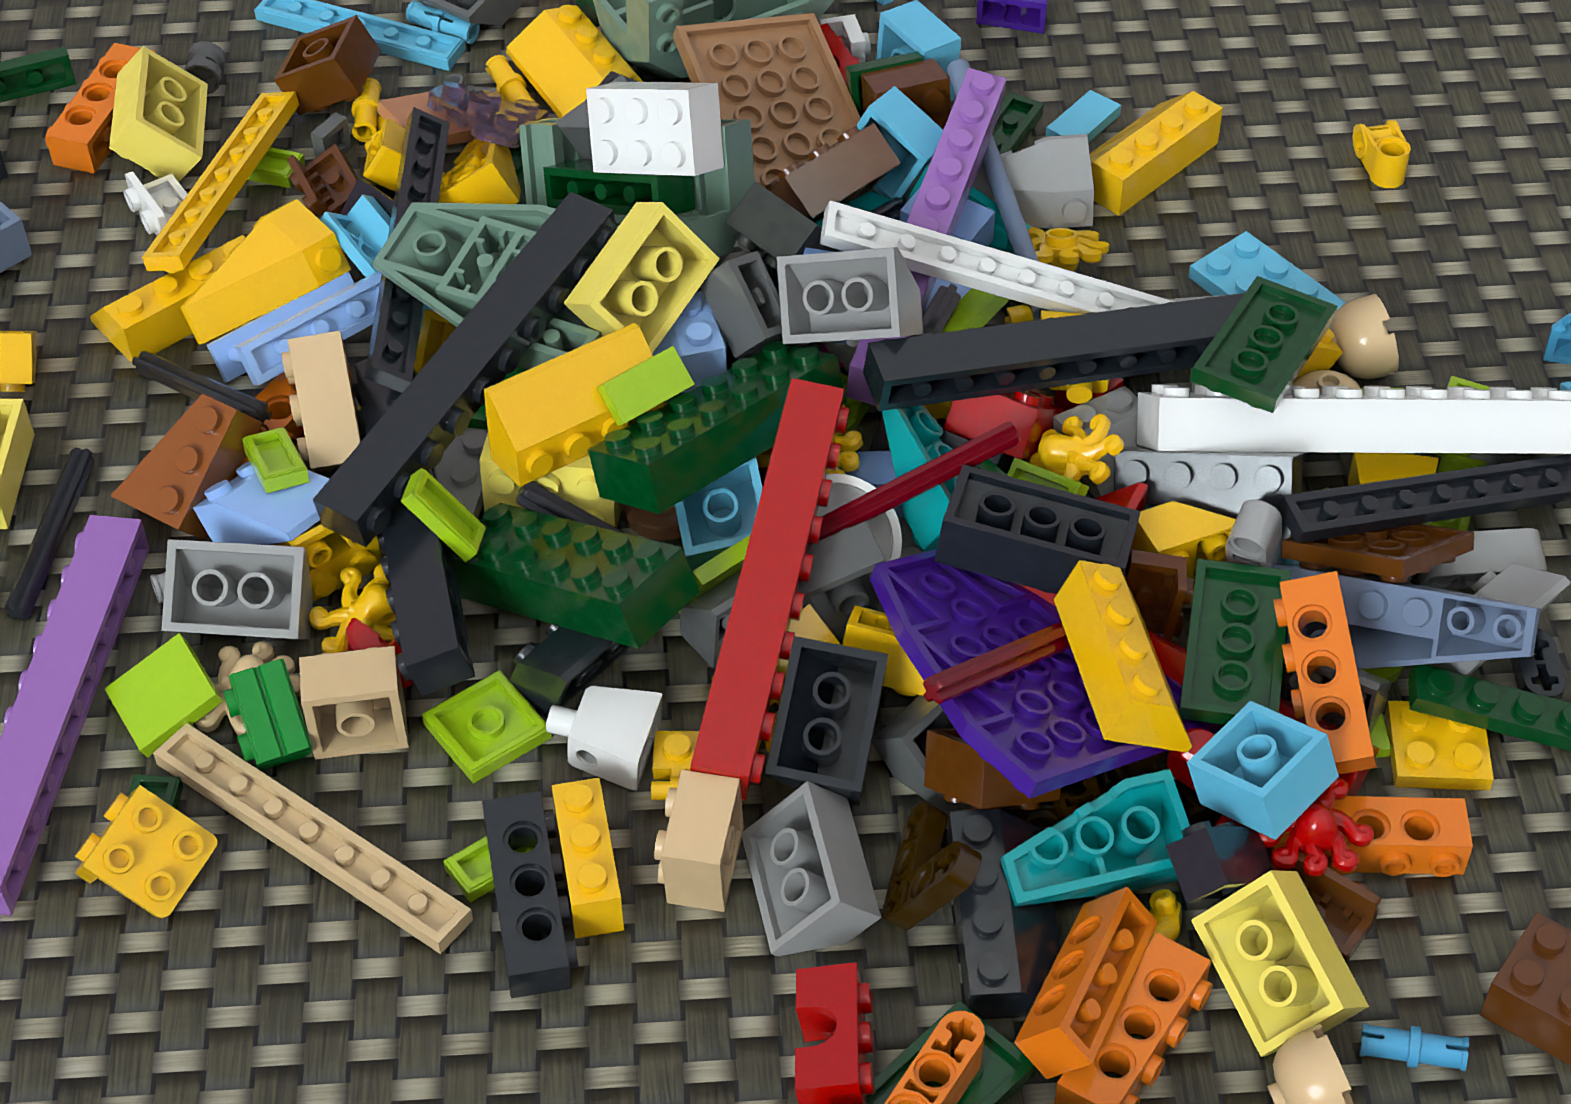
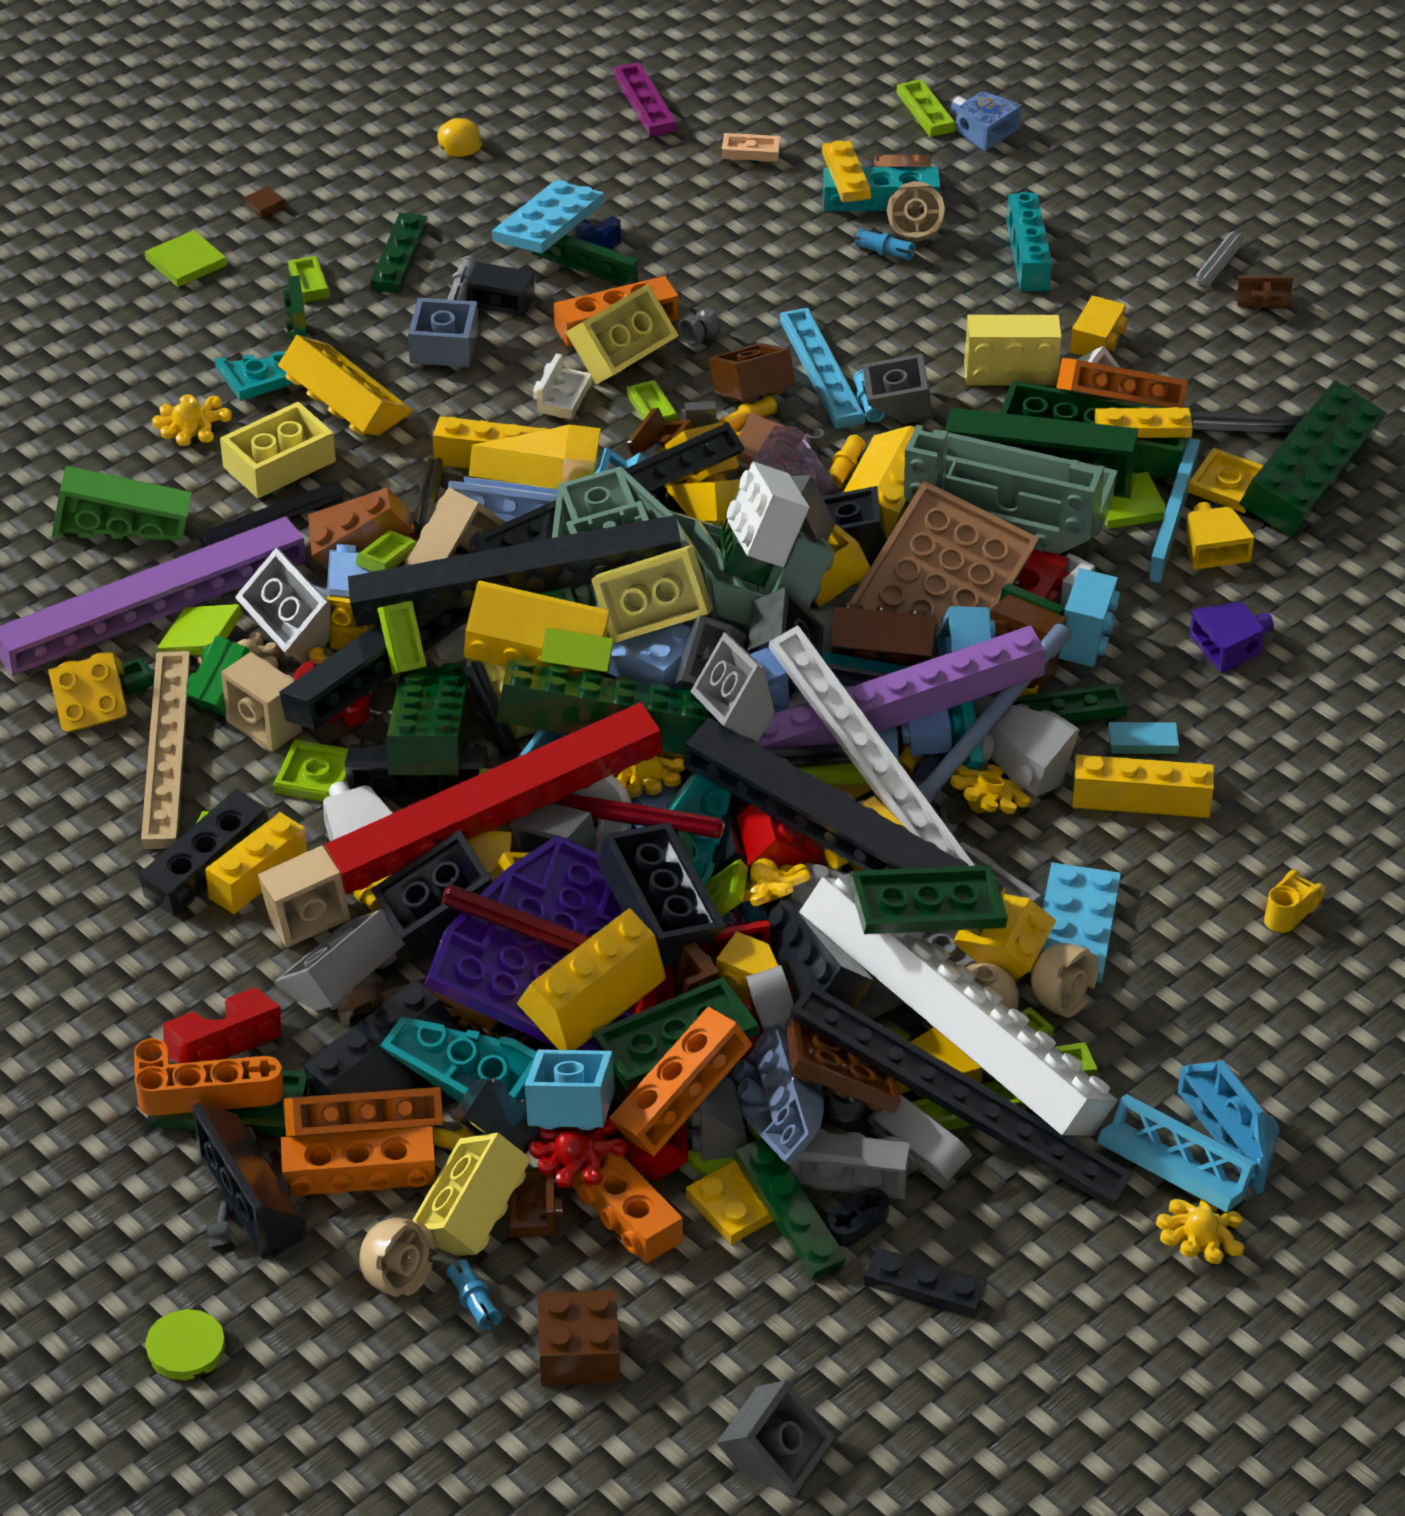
camera: 50 degrees right, 5 degrees down
(220, 183) = (595, 393): yellow plate -> none

